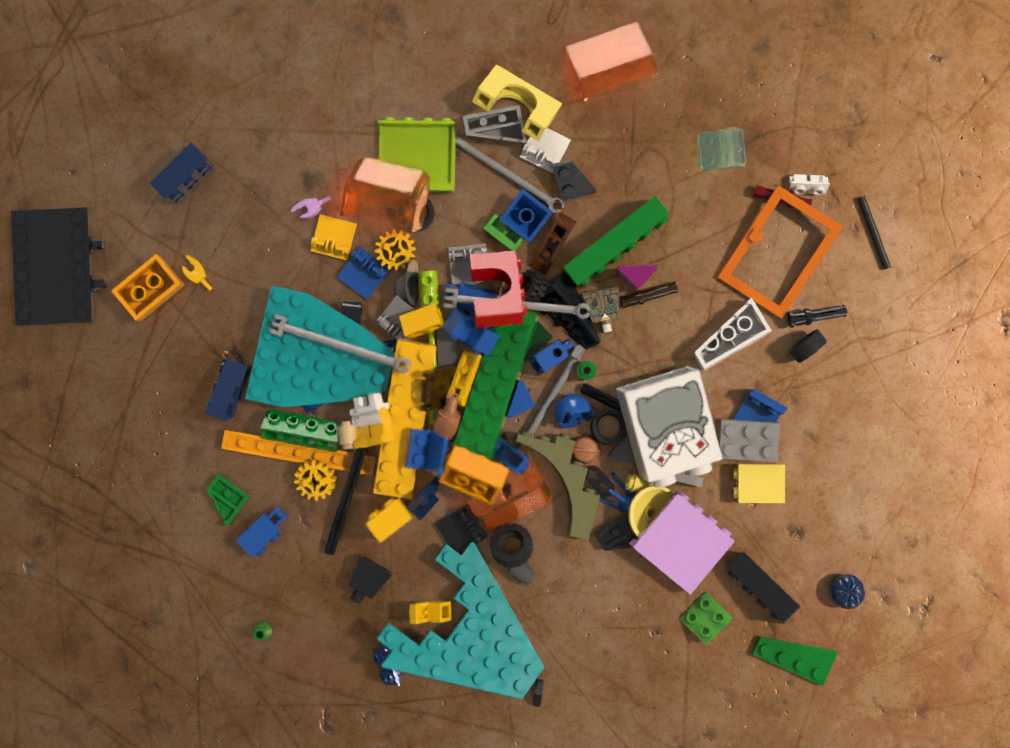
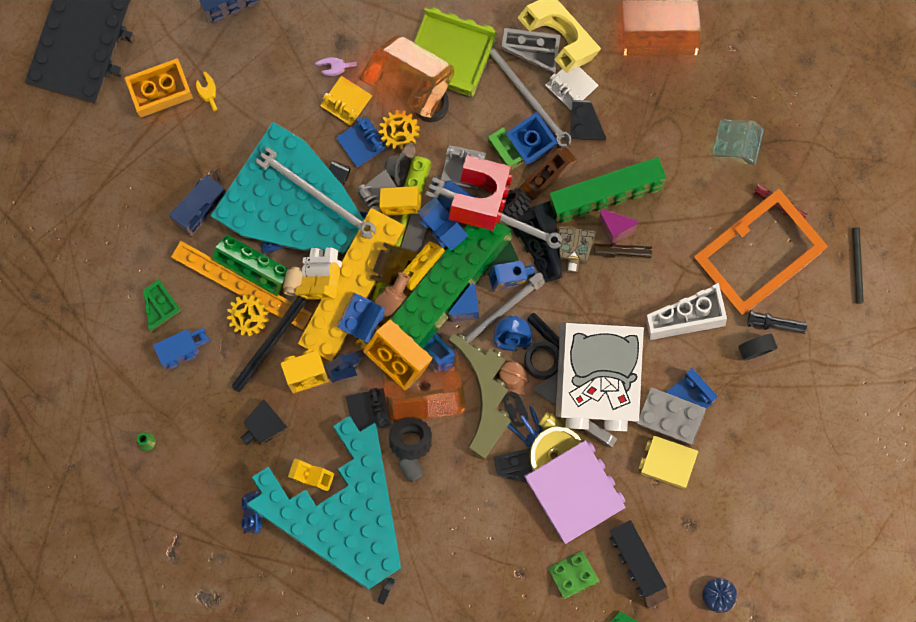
camera: 30 degrees right, 10 degrees down
(581, 374) = (538, 305): green brick -> none
(817, 185) = (815, 203): white hinge -> none

